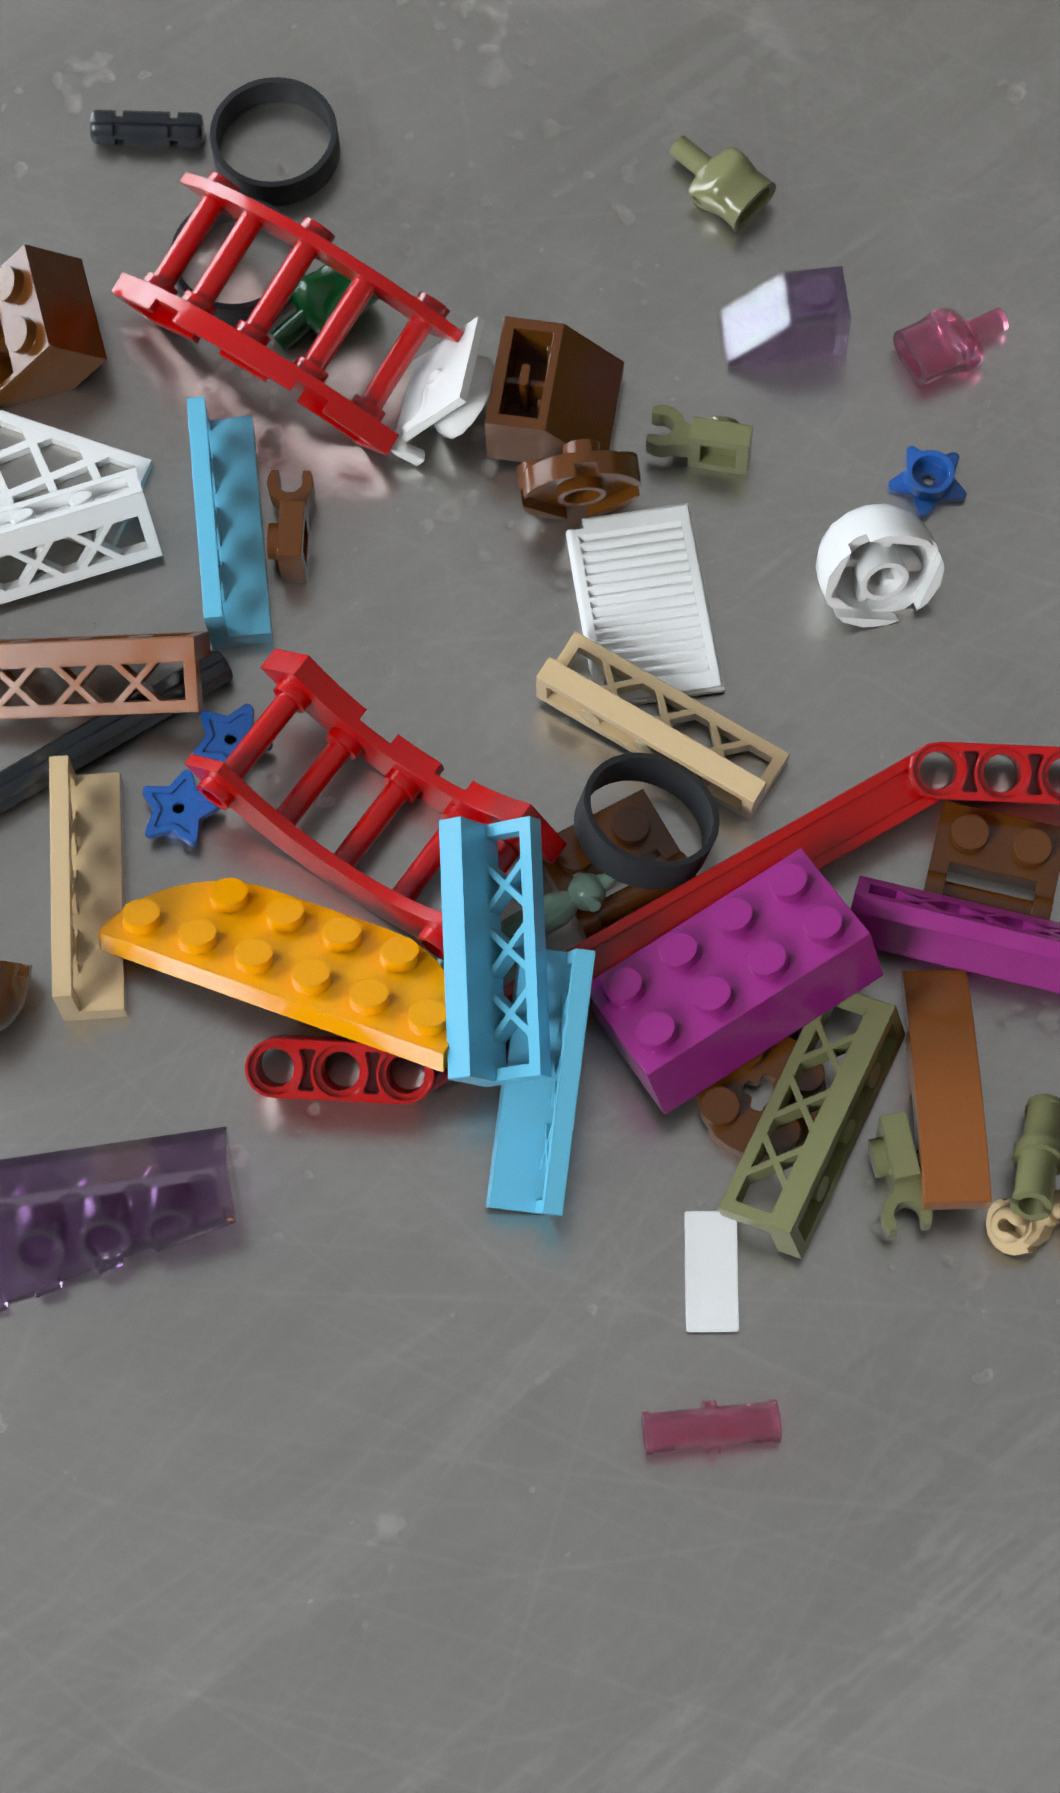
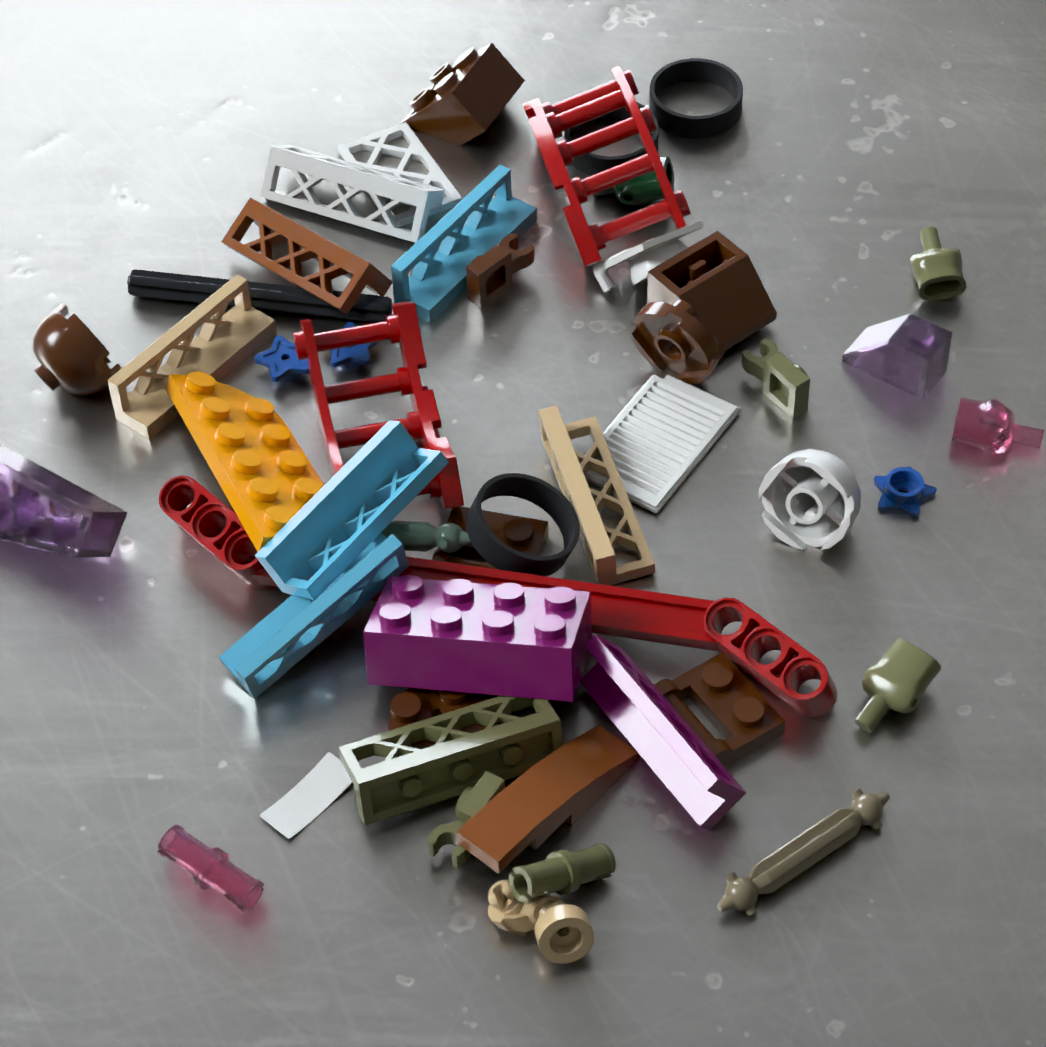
camera: 40 degrees right, 20 degrees down
(147, 128) = (631, 51): black axle -> none

